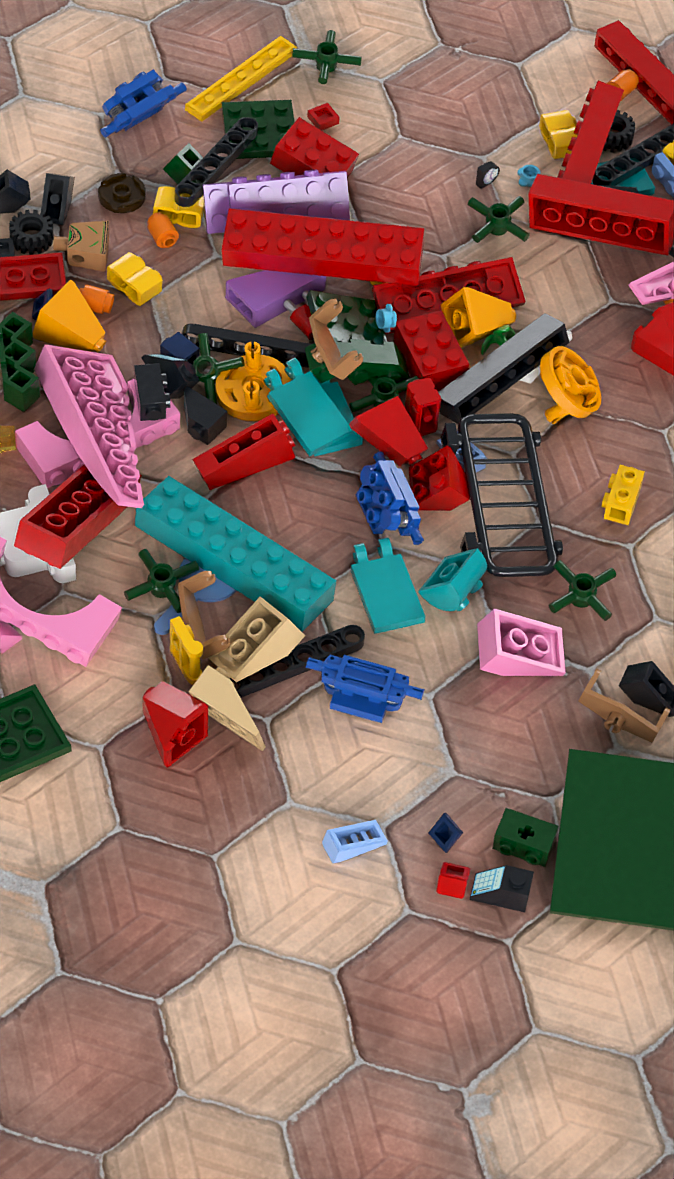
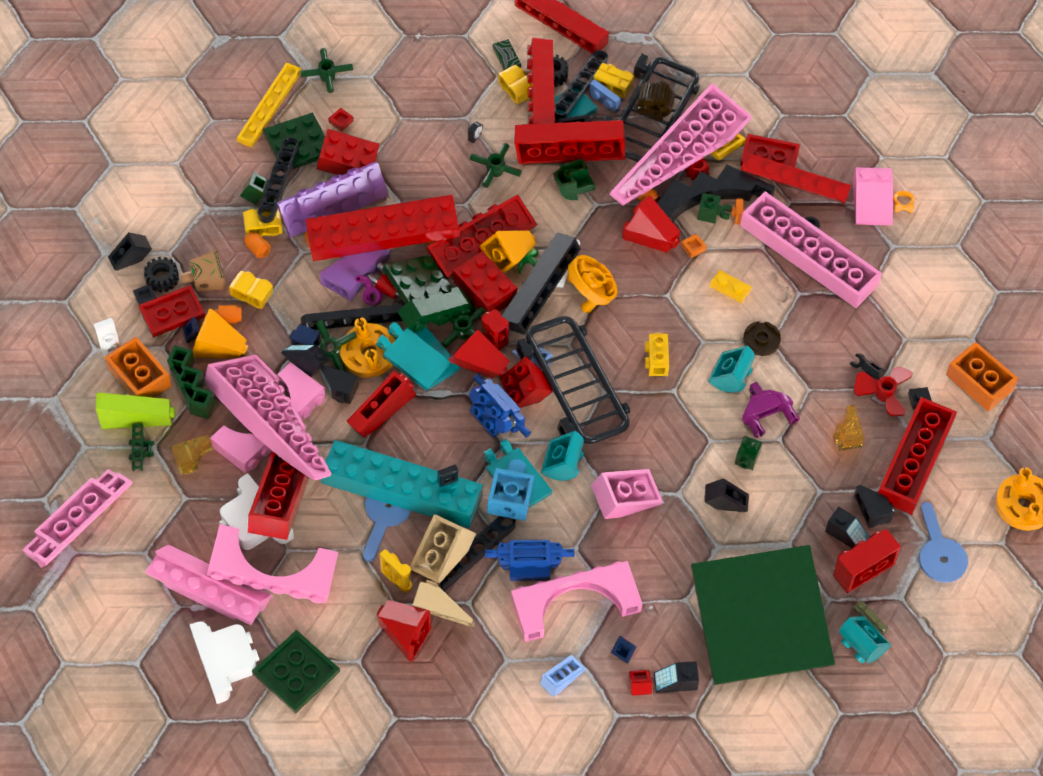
camera: 15 degrees left, 5 degrees up
(57, 197) = (170, 241): black slope -> none
(121, 193) = (215, 223): dark brown tile -> none
(138, 101) = (210, 143): blue piece -> none
(150, 391) = (298, 379): black brick -> none
(161, 580) = (359, 527): dark green bar -> none
(191, 614) = (387, 540): medium nougat piece -> none
(282, 320) = (370, 290): none -> magenta plate
(293, 554) = (447, 475): none -> black tile
(326, 347) = (415, 308): medium nougat piece -> none
(369, 599) = (511, 491): none -> dark azure brick
(386, 318) = (445, 268): medium azure plate -> none
(459, 745) = (612, 581): none -> bright pink arch
(525, 837) = (688, 630): dark green brick -> none
(528, 175) = (505, 119): medium azure plate -> none
(561, 96) = (506, 54): none -> tile
(582, 590) = (651, 442): dark green bar -> none
(591, 261) = (573, 179): none -> dark green brick
(619, 714) = (712, 523): medium nougat piece -> none
(625, 80) = (547, 30): orange brick -> none

